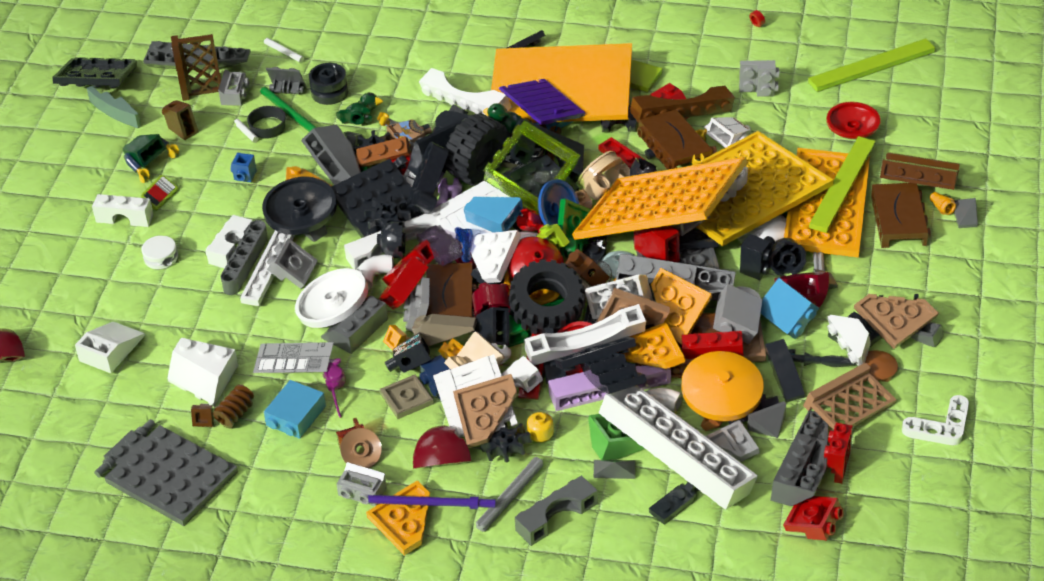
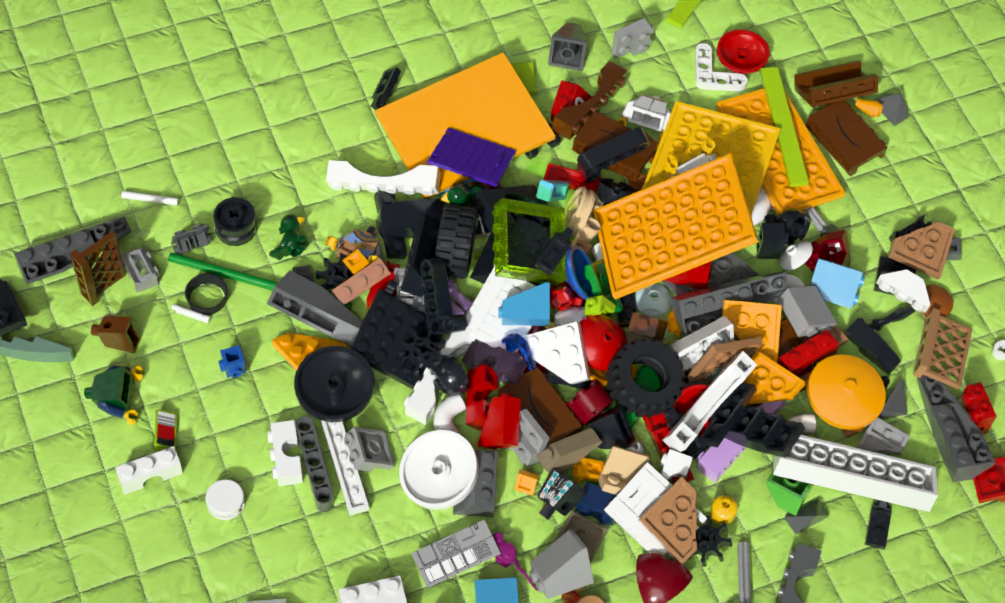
camera: 40 degrees left, 15 degrees up
(366, 401) = (562, 566): none -> light grey slope
(389, 135) = (355, 261): none -> light orange tile
(536, 179) = (554, 251): none -> black hinge
(585, 147) = (552, 190): none -> slope
(659, 137) = (610, 152): none -> black beam
(699, 66) = (568, 47): none -> dark grey slope
(770, 274) = (796, 255): none -> white dish
(809, 131) = (708, 75): none -> white beam

